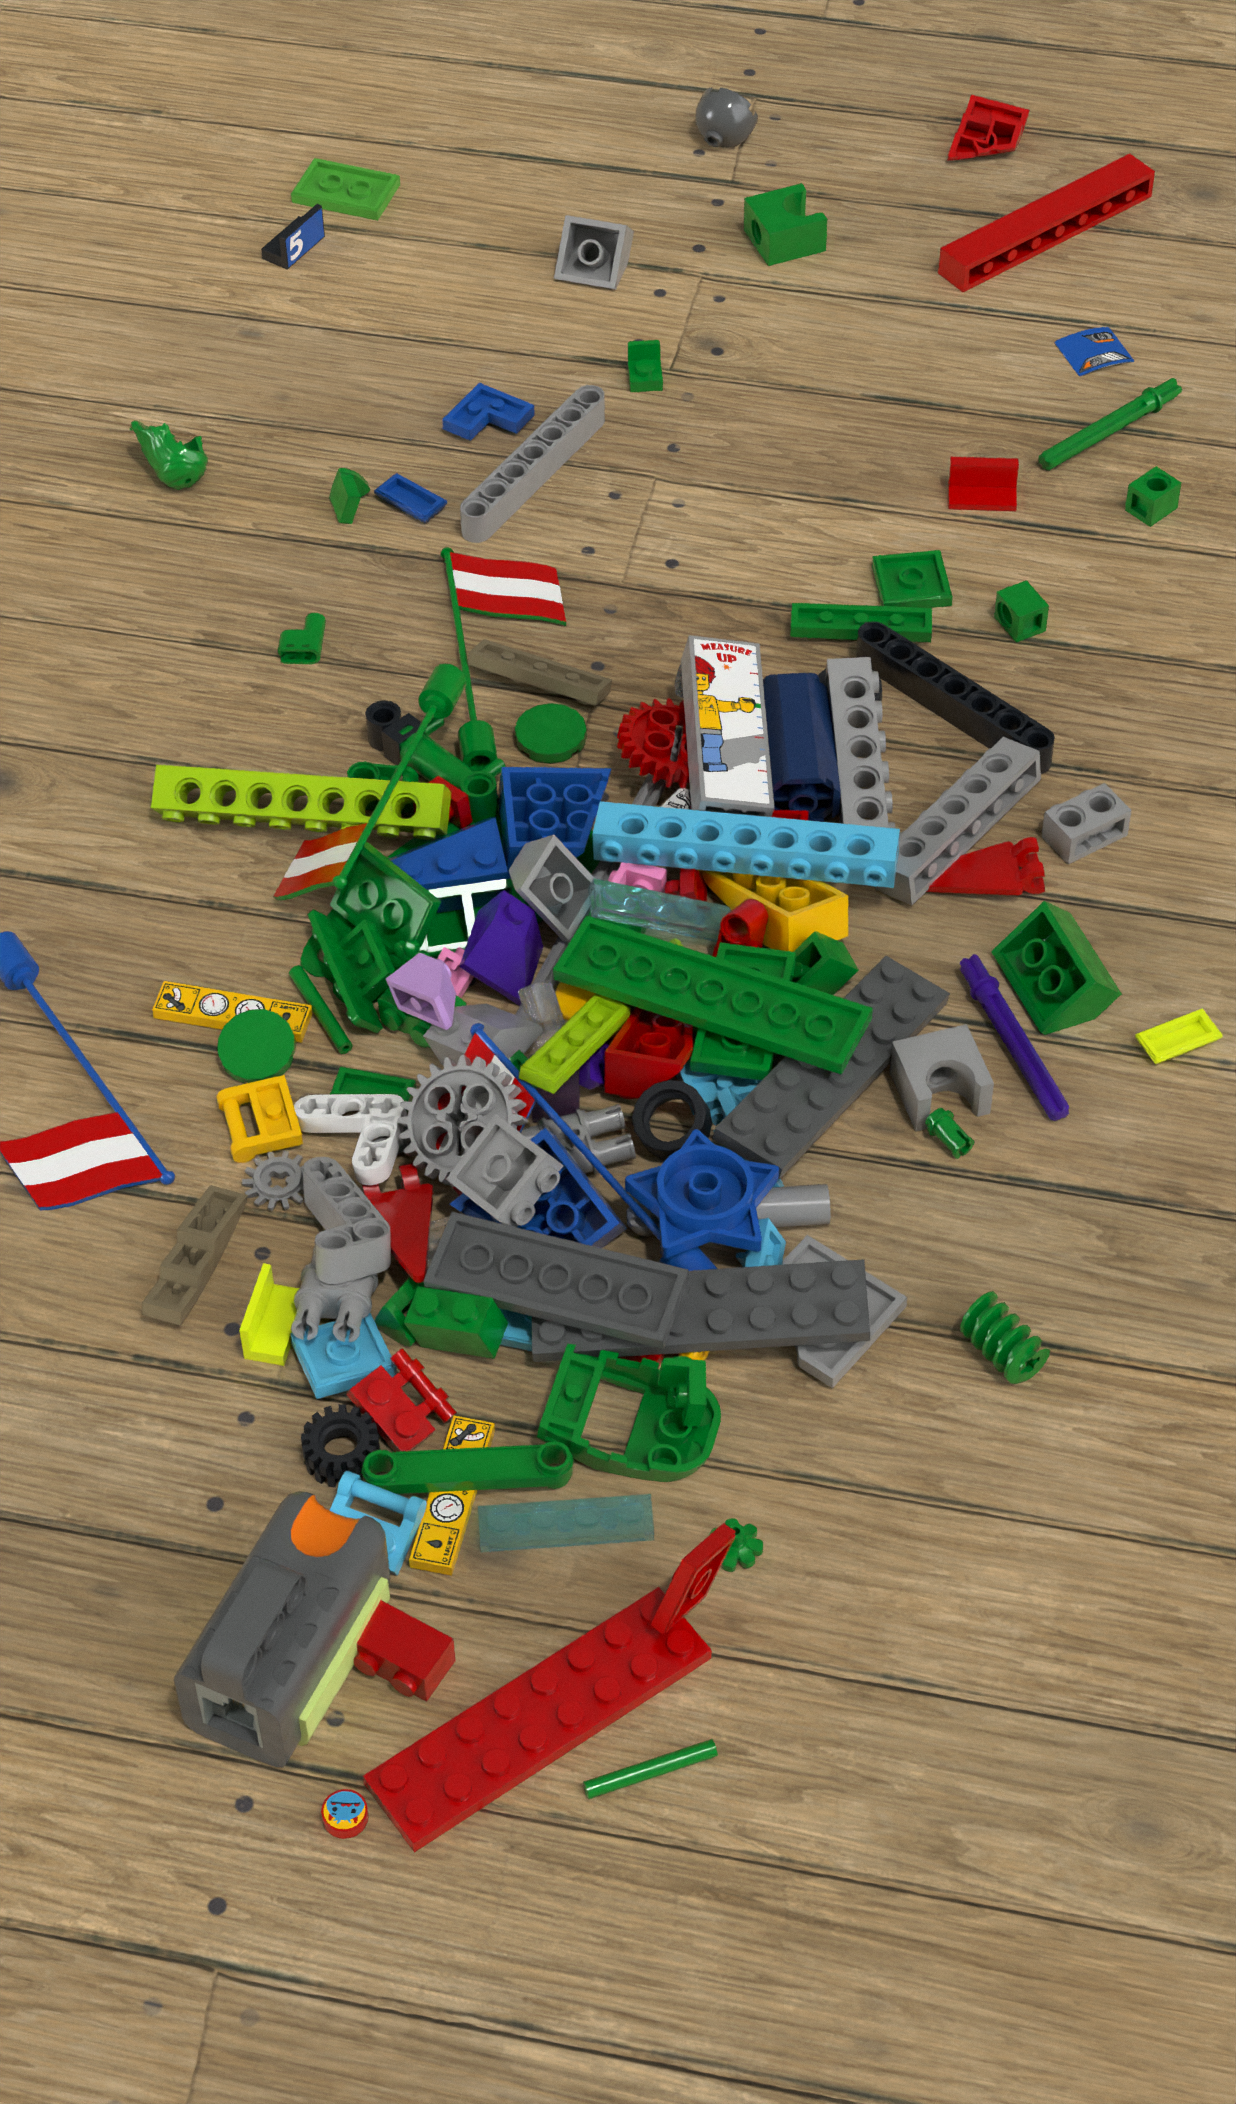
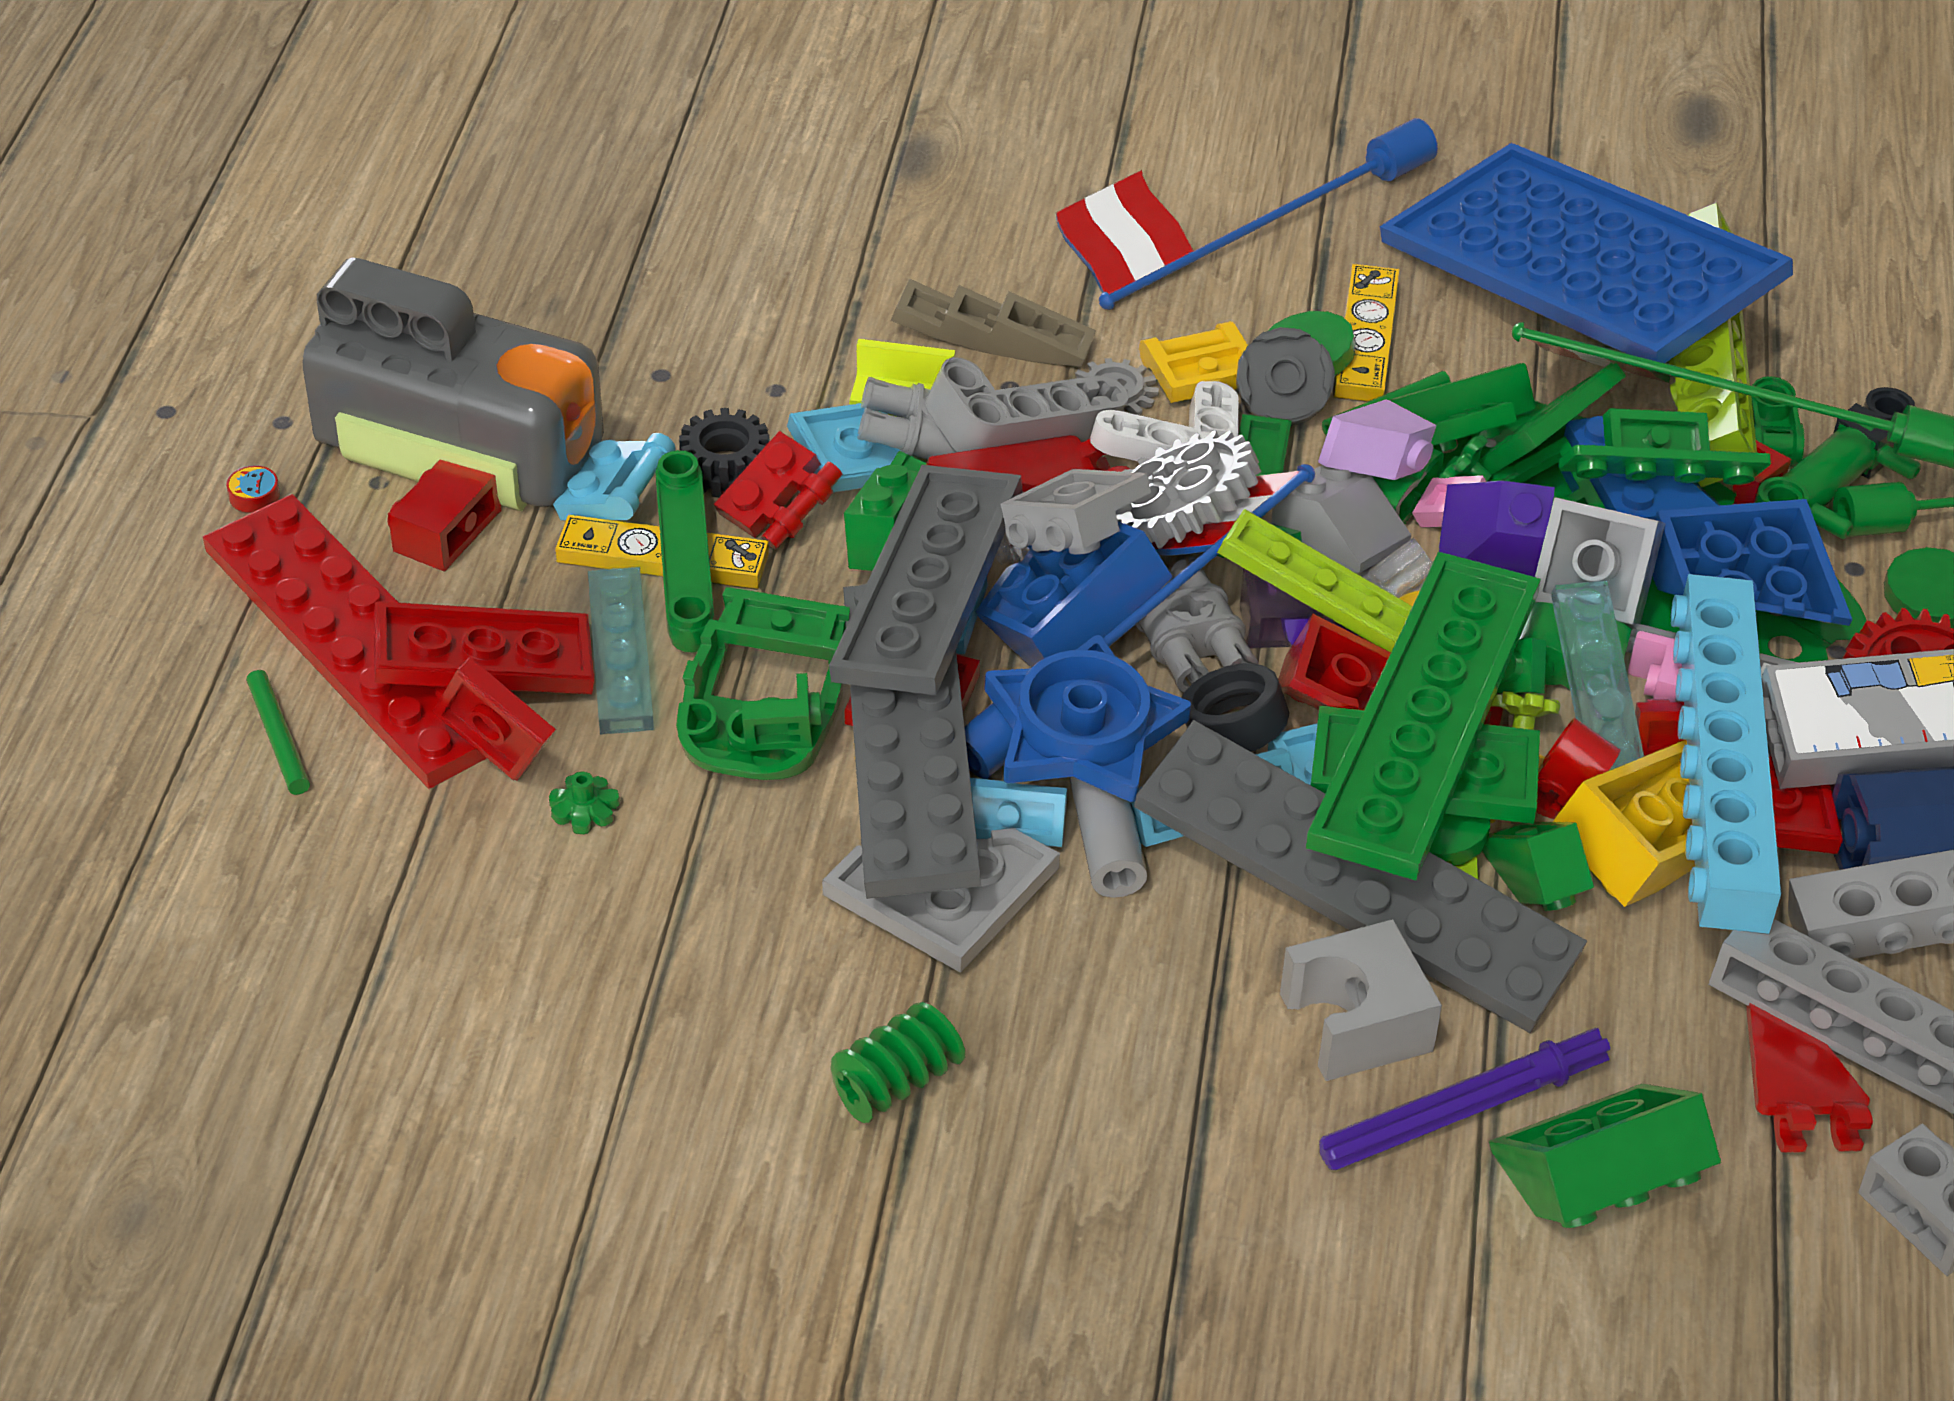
camera: 85 degrees right, 5 degrees down
(196, 853) = (1587, 253): none -> blue plate
(301, 1059) = (1285, 375): none -> dark grey tile
(456, 831) = (1661, 444): none -> green bracket
(578, 1611) = (514, 645): none -> red tile
(941, 1124) = (1279, 1009): green pin -> none
(1178, 1036) = (1509, 1314): neon yellow tile -> none

